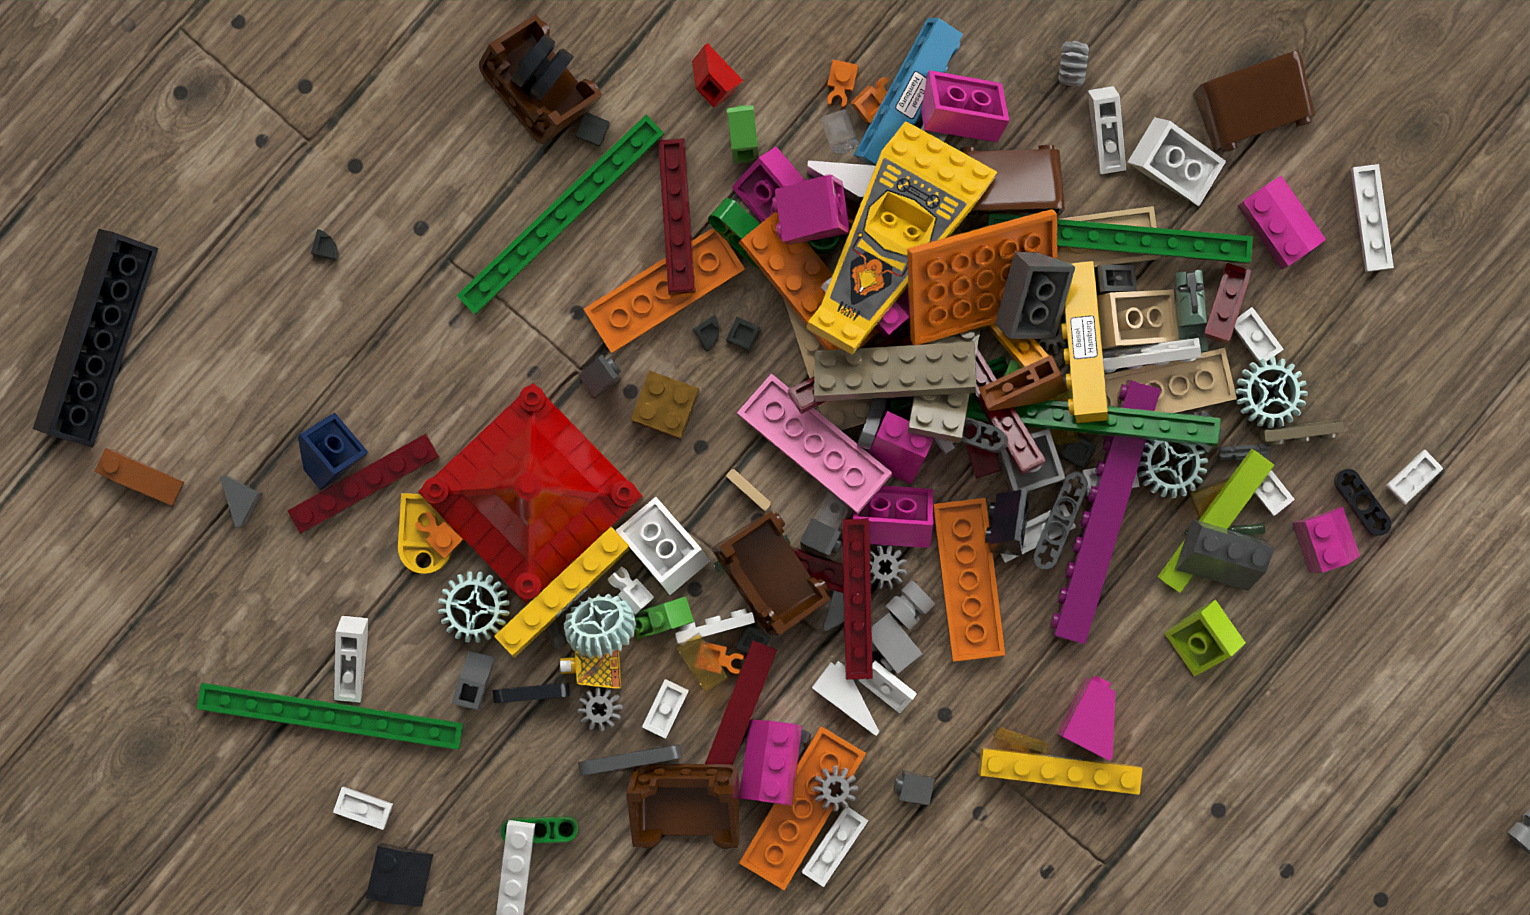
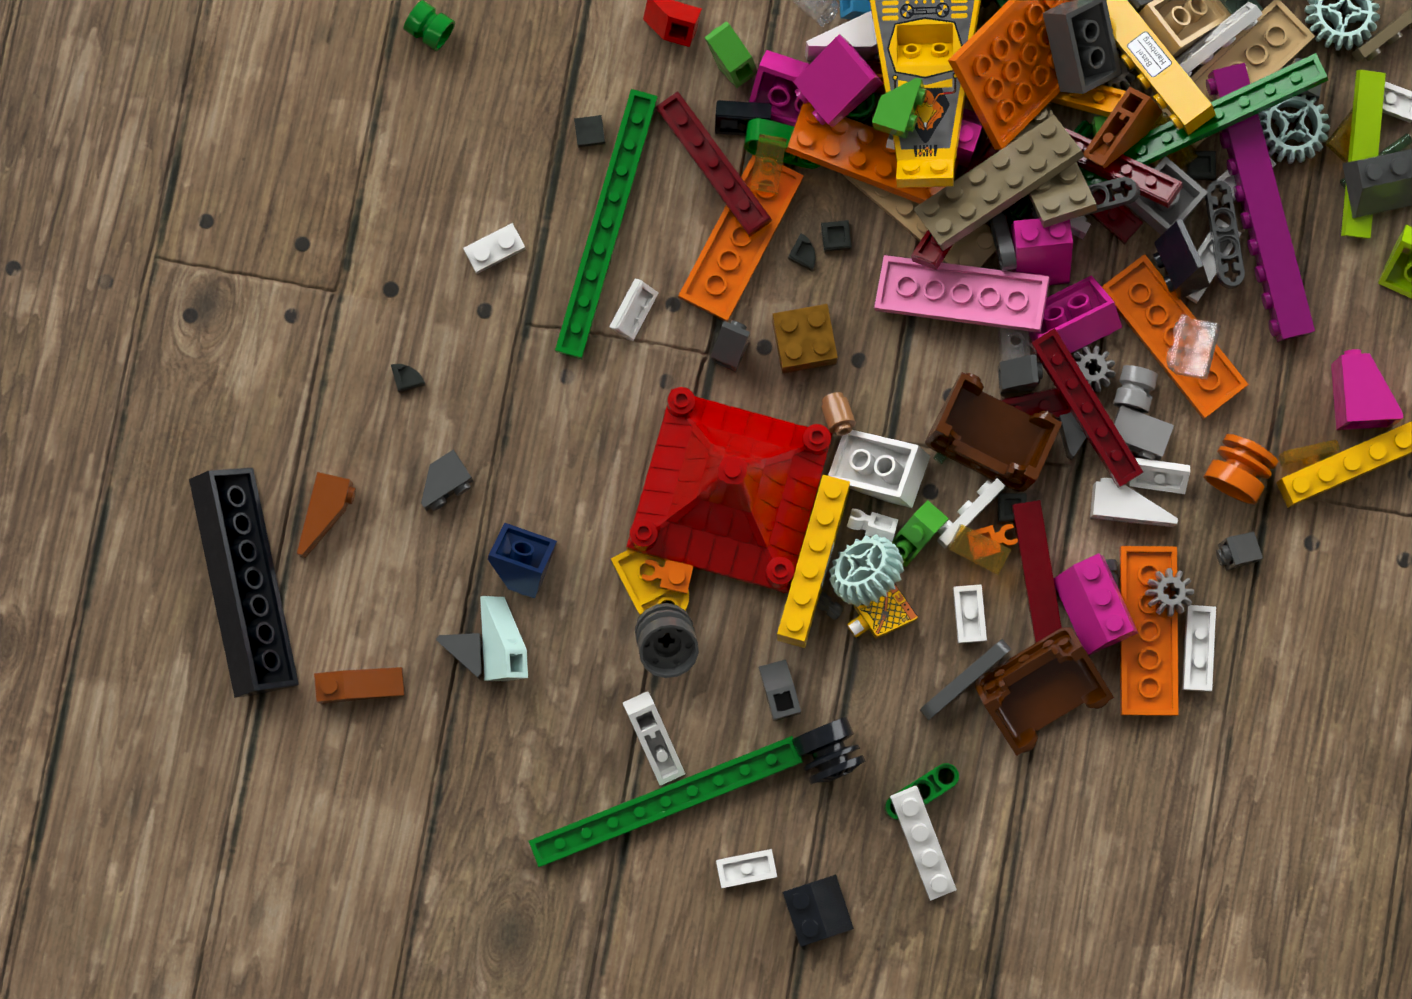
camera: 30 degrees left, 5 degrees down
(198, 314) = (326, 506): none -> dark orange slope
(273, 509) = (502, 644): none -> light aqua slope
(305, 348) = (444, 479): none -> dark grey slope
(363, 483) = (570, 571): dark red plate -> none
(403, 588) = (669, 653): none -> dark grey wheel
(458, 181) = (494, 248): none -> white plate
(470, 618) = (717, 631): light aqua gear -> none
(482, 754) = (828, 751): none -> black wheel
(531, 692) = (838, 671): black beam -> none
(540, 299) = (633, 309): none -> white plate
(541, 67) = (515, 99): black wheel -> none
(560, 105) = (512, 118): reddish brown windscreen -> none
(599, 718) = (914, 657): light grey gear -> none
(655, 482) = (838, 414): none -> medium nougat brick
(717, 186) = (734, 116): none -> black slope
(718, 243) = (768, 163): none -> clear yellow plate
(748, 489) = (926, 371): tan tile -> none
(845, 263) = (897, 108): none -> bright green slope
(955, 721) = (1243, 464): none -> orange wheel
(976, 599) = (1193, 347): none -> clear bracket
(1240, 452) = (1347, 82): dark grey axle -> none

